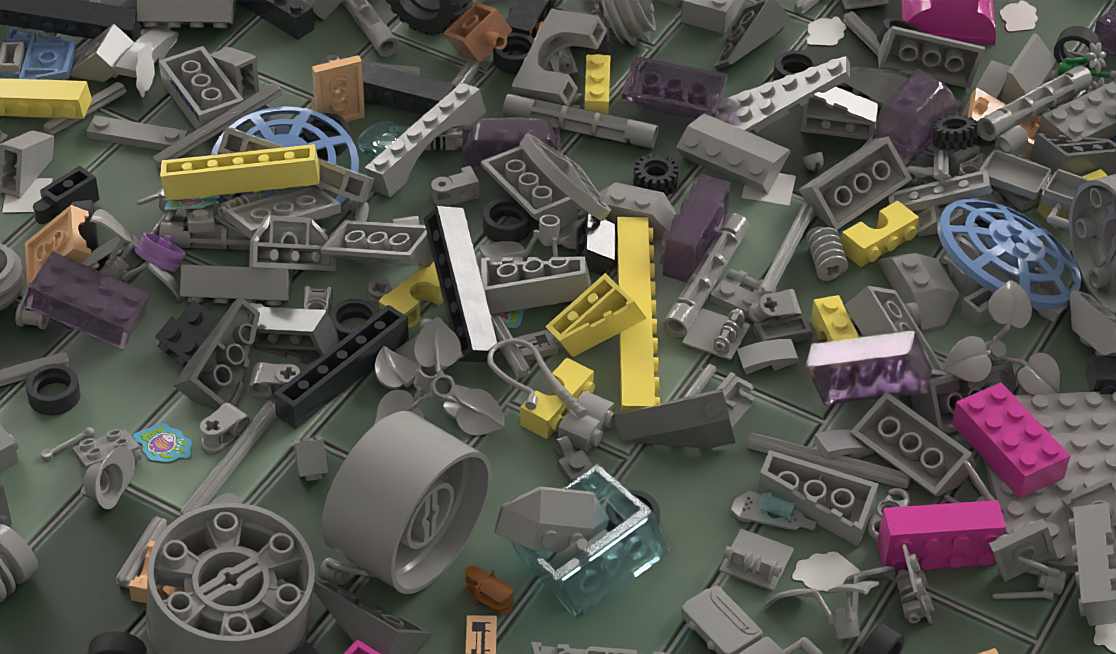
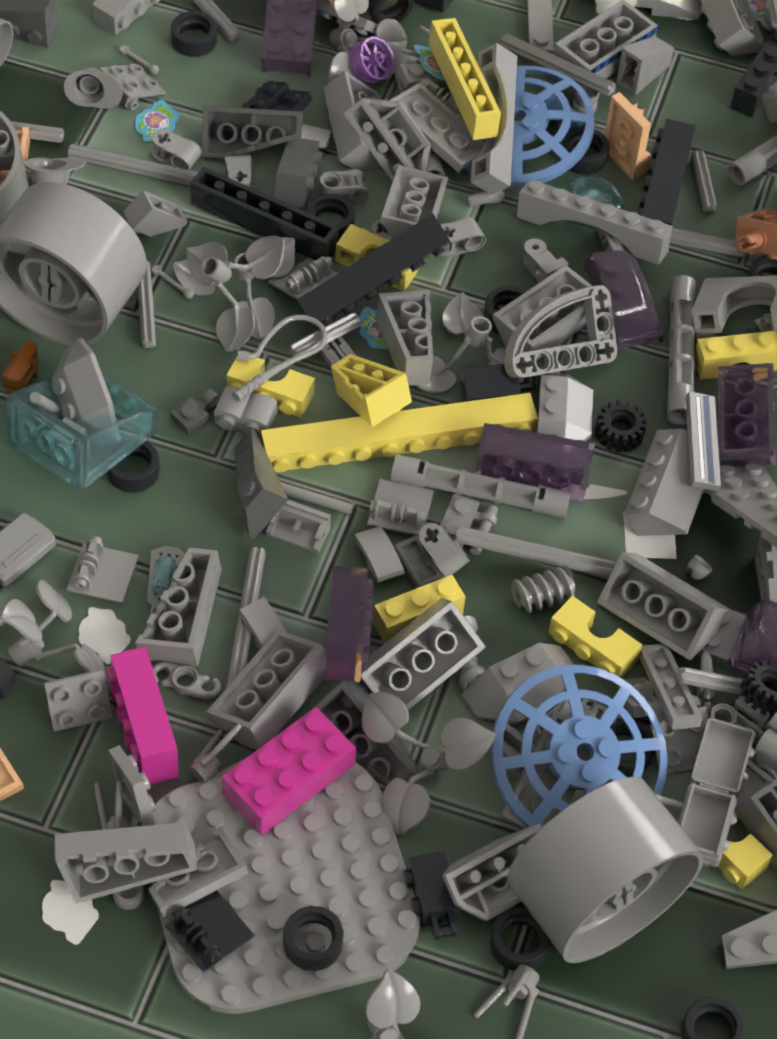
camera: 75 degrees right, 10 degrees up
(704, 115) = (703, 441): none -> light grey tile

